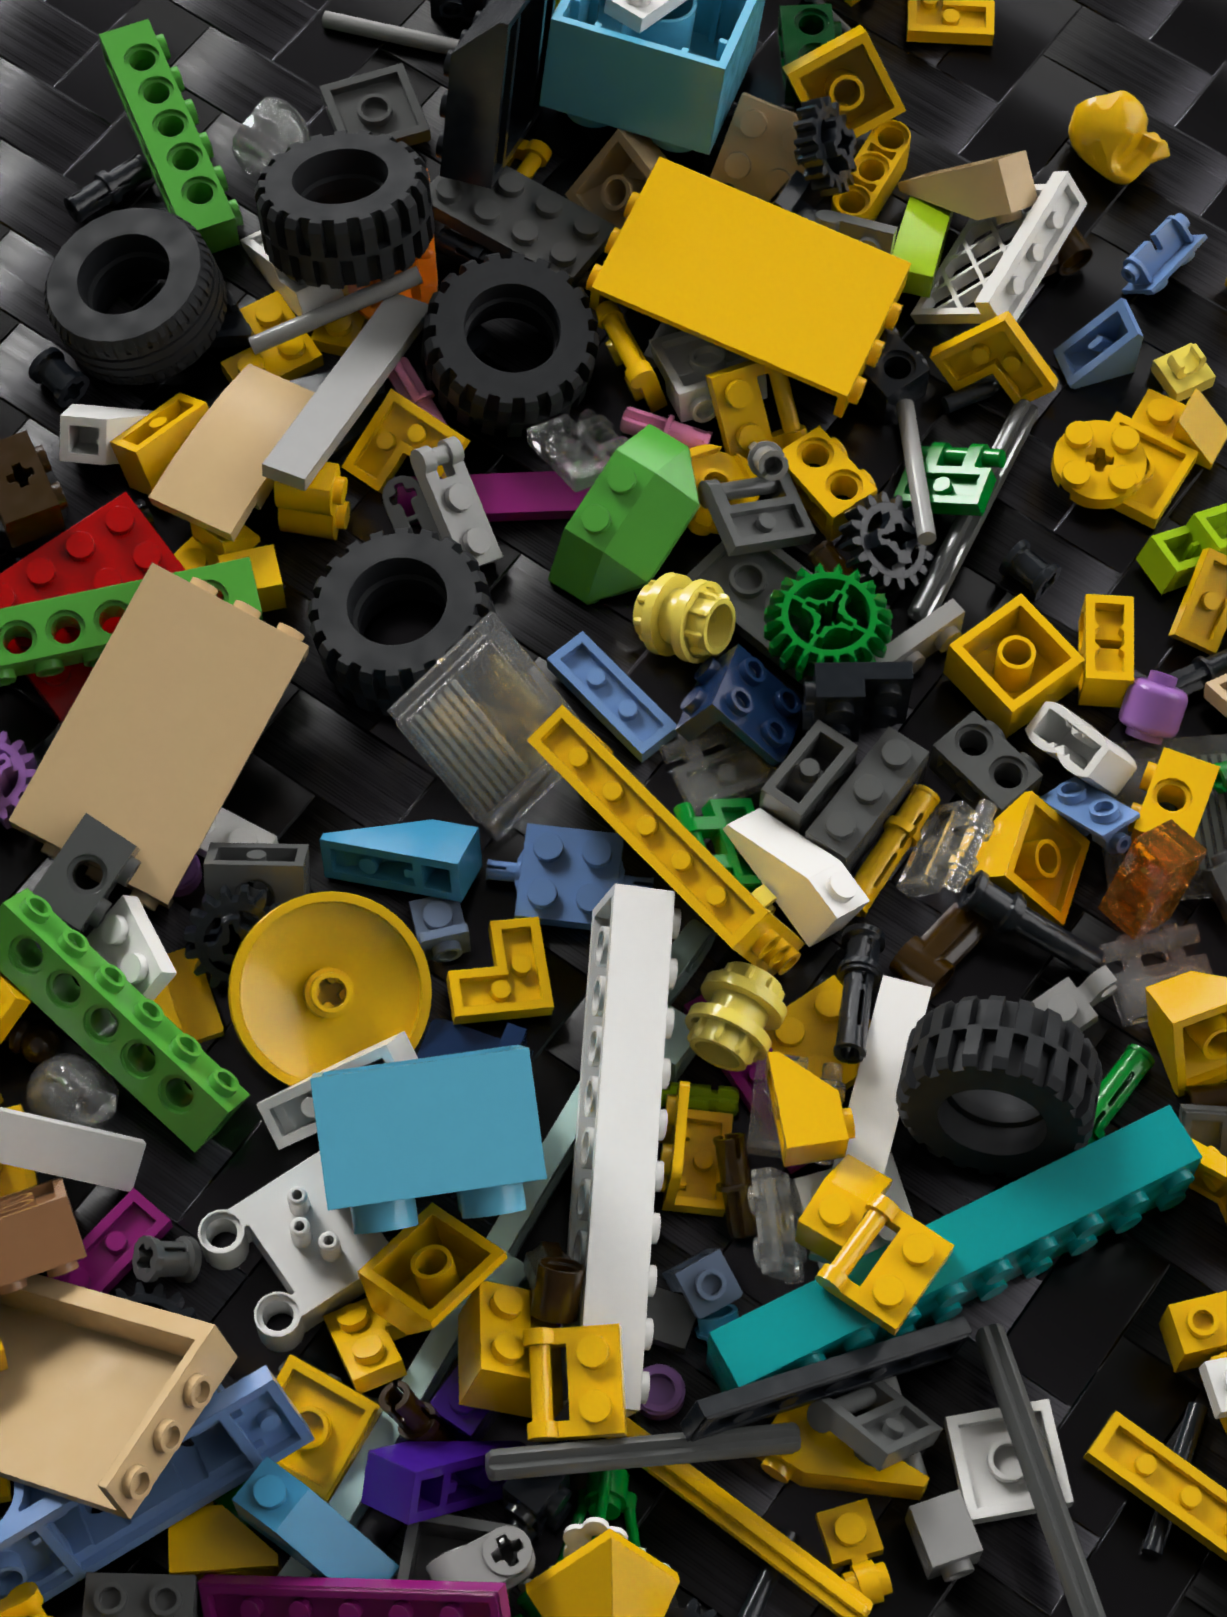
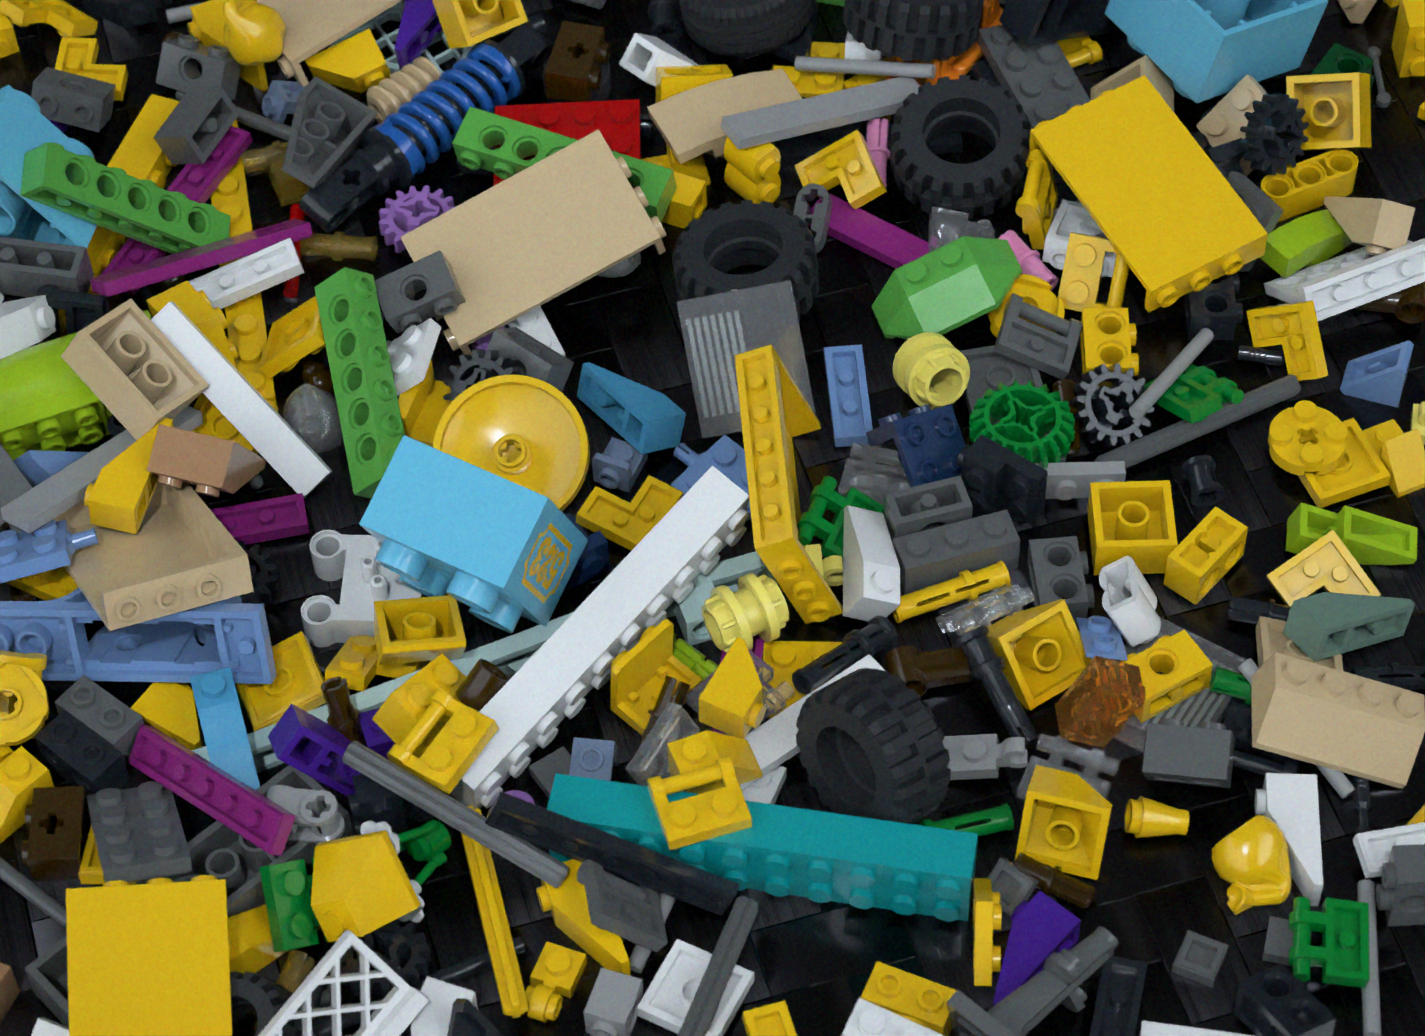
camera: 40 degrees right, 10 degrees down
(167, 1259) = (285, 543): dark grey bush -> none
(455, 499) = (842, 224): light grey plate -> none
(767, 460) = (1067, 304): light grey axle -> none
(1153, 707) = (1207, 608): medium lavender head -> none

